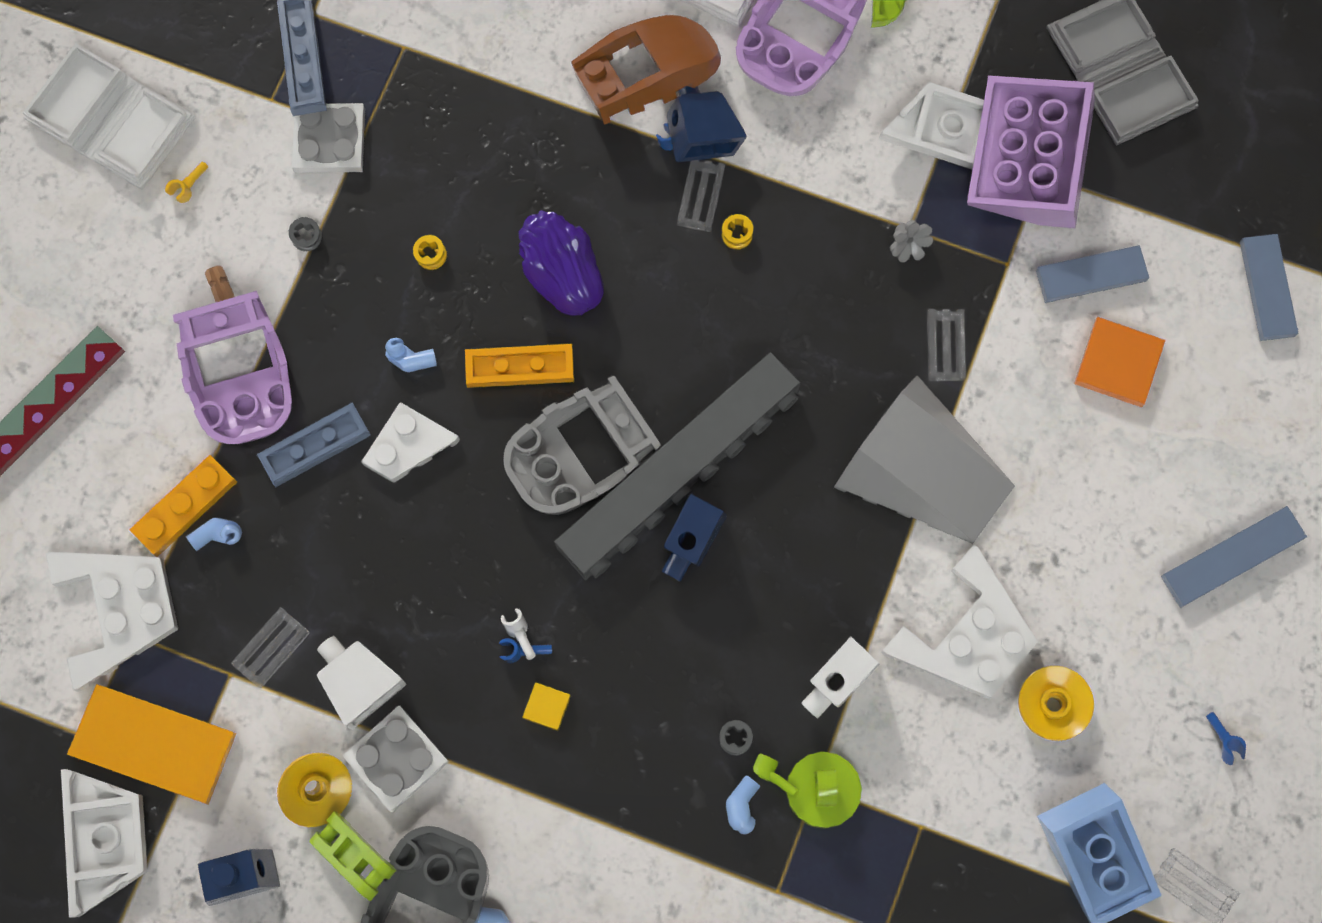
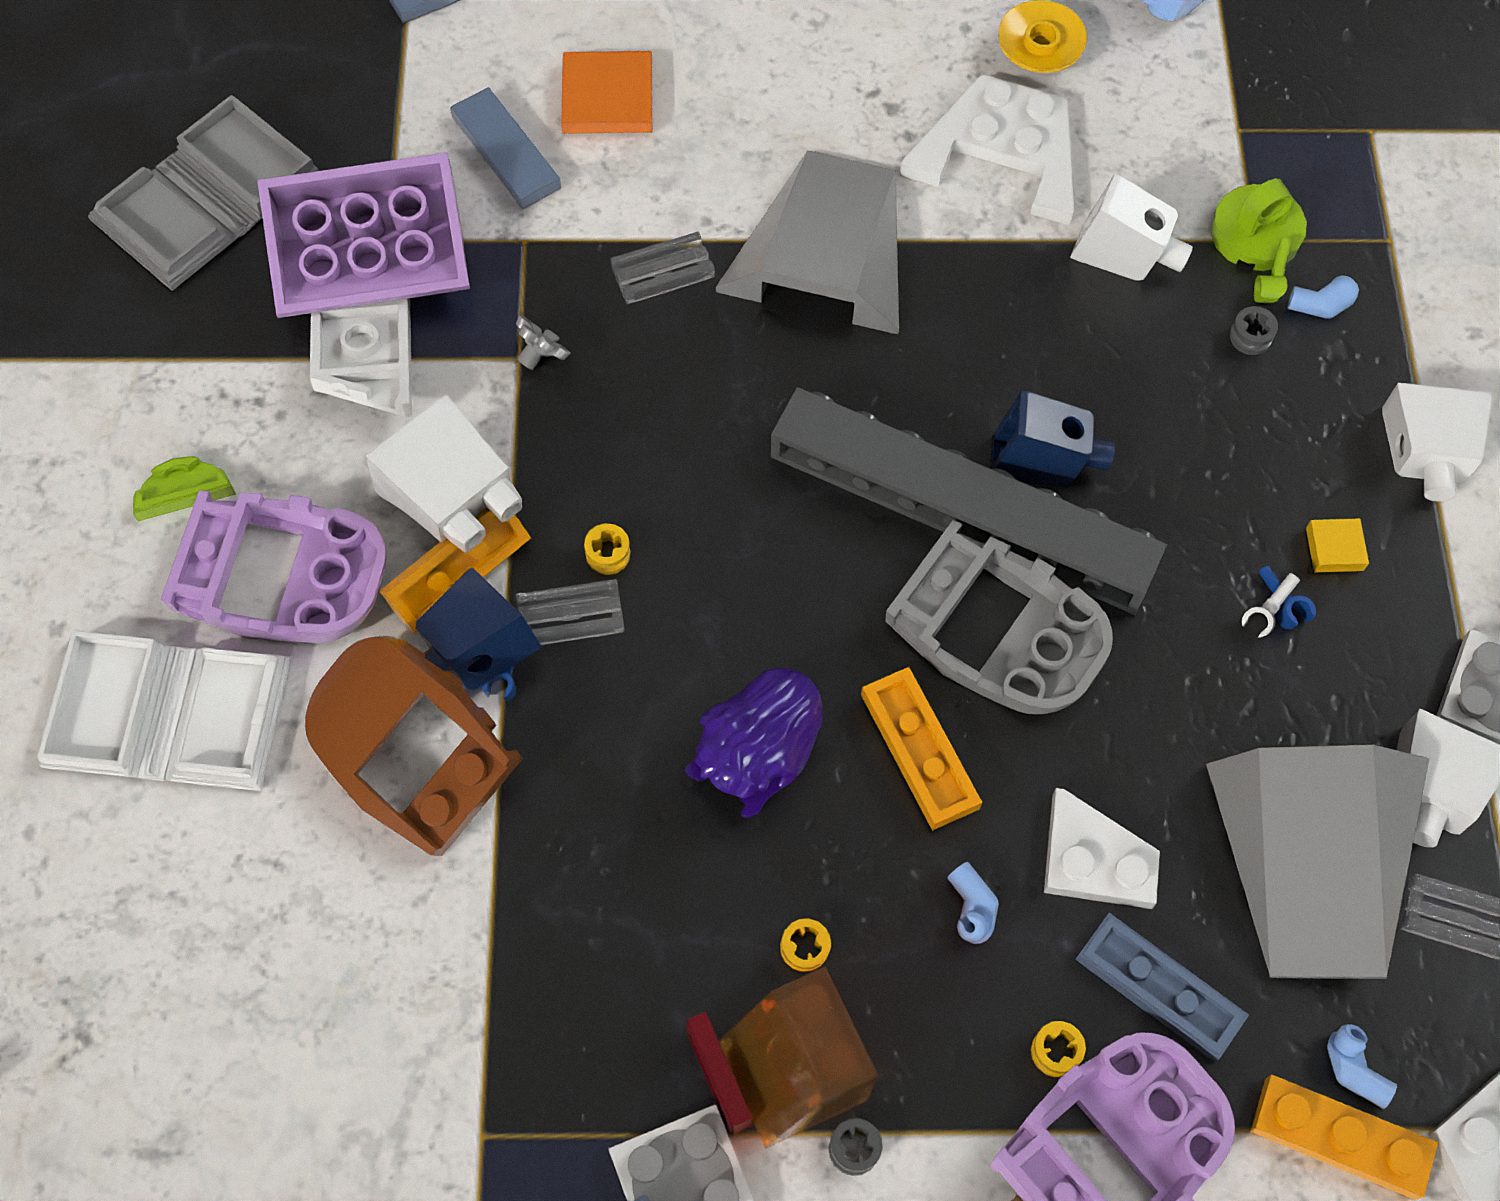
camera: 115 degrees left, 10 degrees down
(316, 366) = (1050, 1033): none -> yellow bush
(341, 573) = (1322, 851): none -> light grey wedge
(357, 218) = (798, 1058): none -> clear orange slope
(375, 173) = (718, 1074): none -> dark red tile
(594, 818) = (1437, 434): none -> white torso
(763, 138) = (445, 563): none -> light orange plate
(814, 135) = (444, 475): none -> white hips

